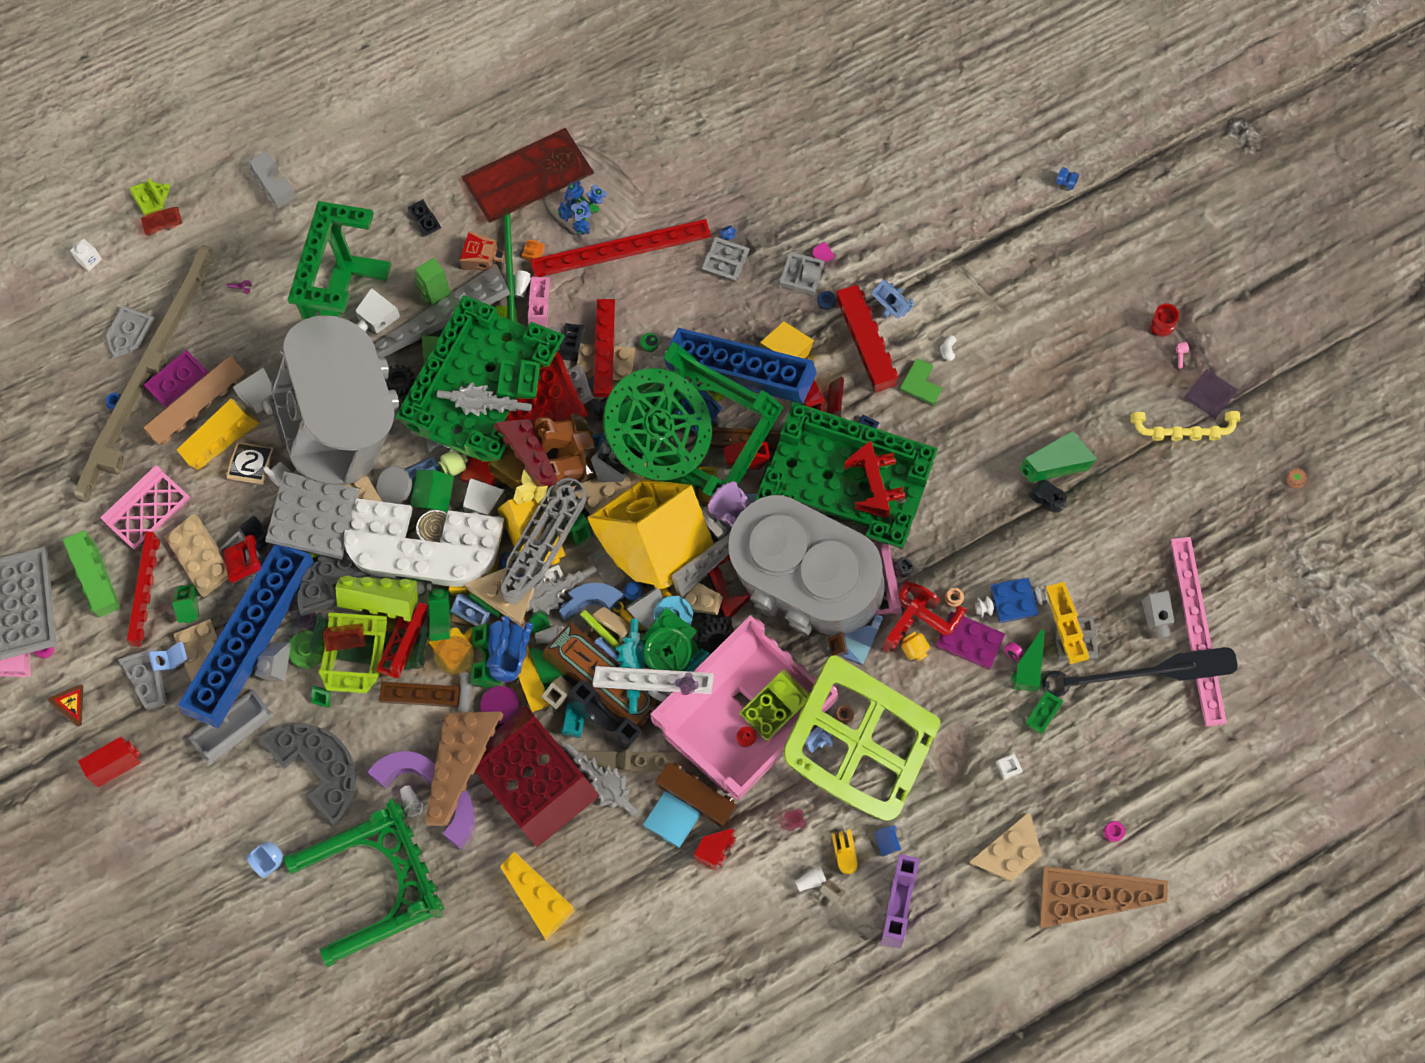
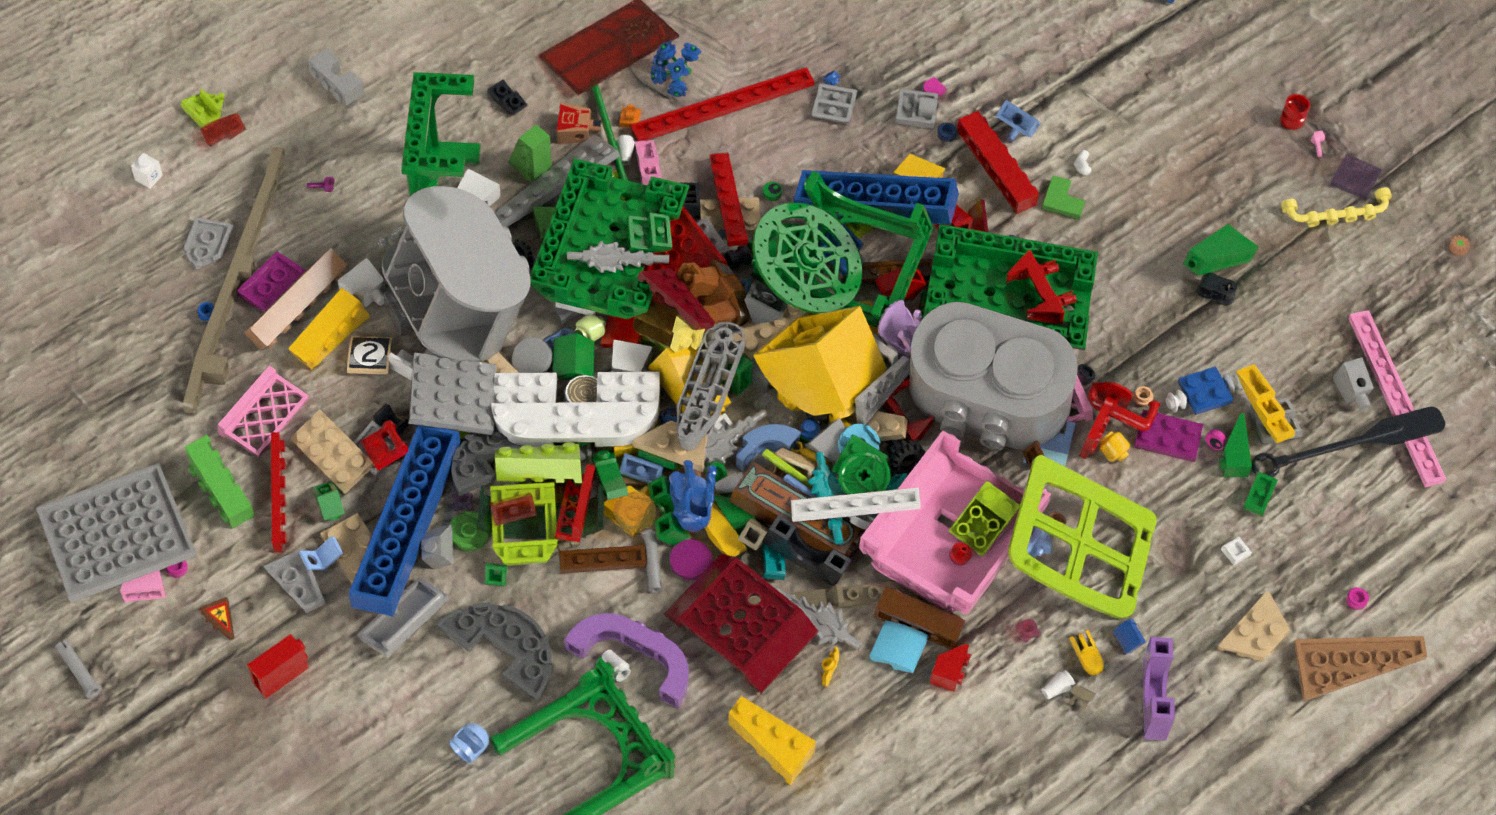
camera: 15 degrees left, 10 degrees down
(458, 756) = (661, 610): medium nougat wing -> none
(604, 829) = (829, 665): none -> yellow piece
(687, 689) = (897, 504): clear purple plate -> none

